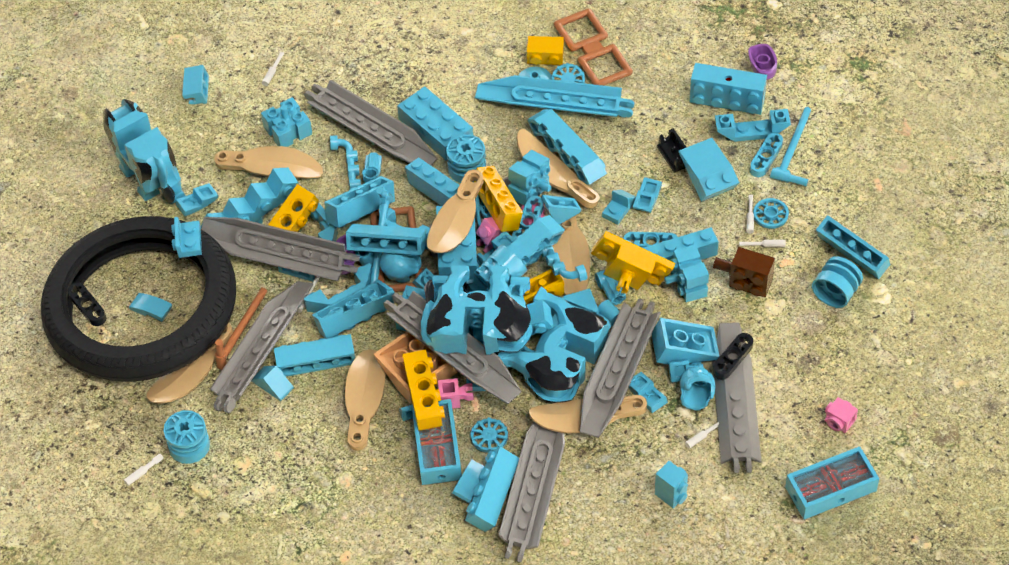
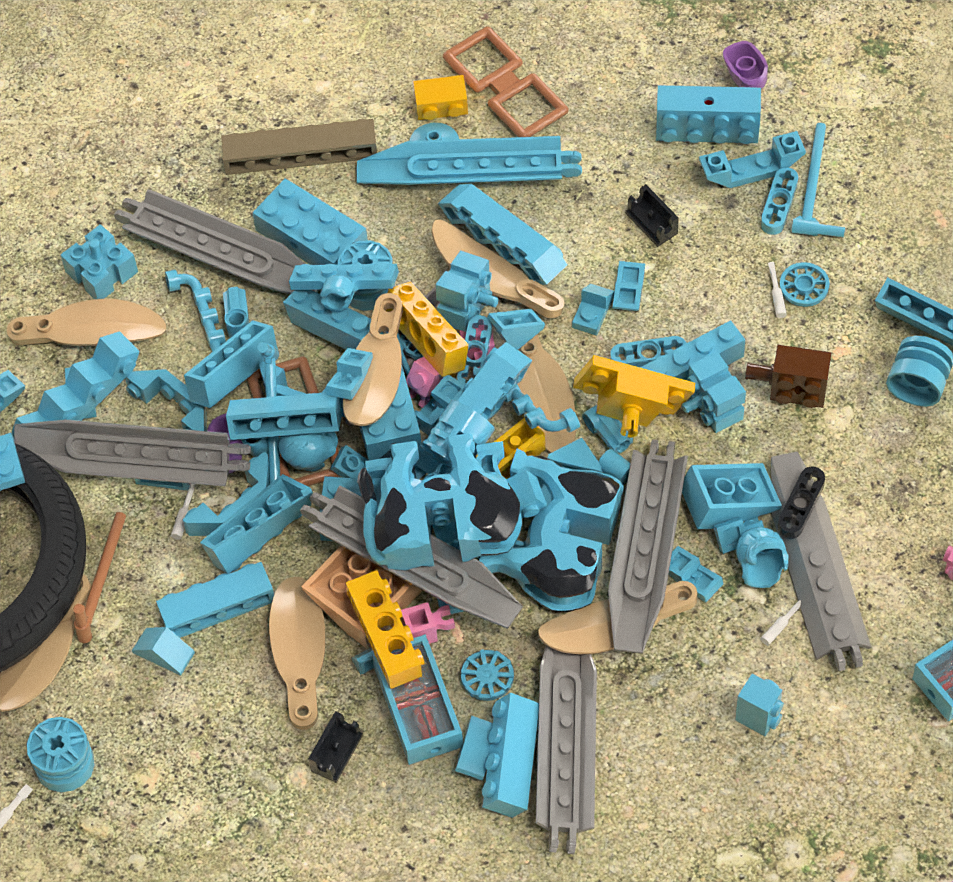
camera: 10 degrees left, 5 degrees up
(257, 345) = (131, 599): light grey hinge -> none
(272, 70) = (59, 188): white piece -> none
(287, 212) = (143, 373): yellow brick -> none
(373, 464) = (335, 747): none -> black hinge
(437, 218) = (350, 373): none -> medium azure slope
(440, 68) = (298, 146): none -> dark tan brick
(444, 158) = (342, 281): none -> medium azure plate
(569, 76) = (481, 131): medium azure wheel -> none
(708, 169) = (707, 235): medium azure slope -> none
(765, 243) = (807, 329): white piece -> none

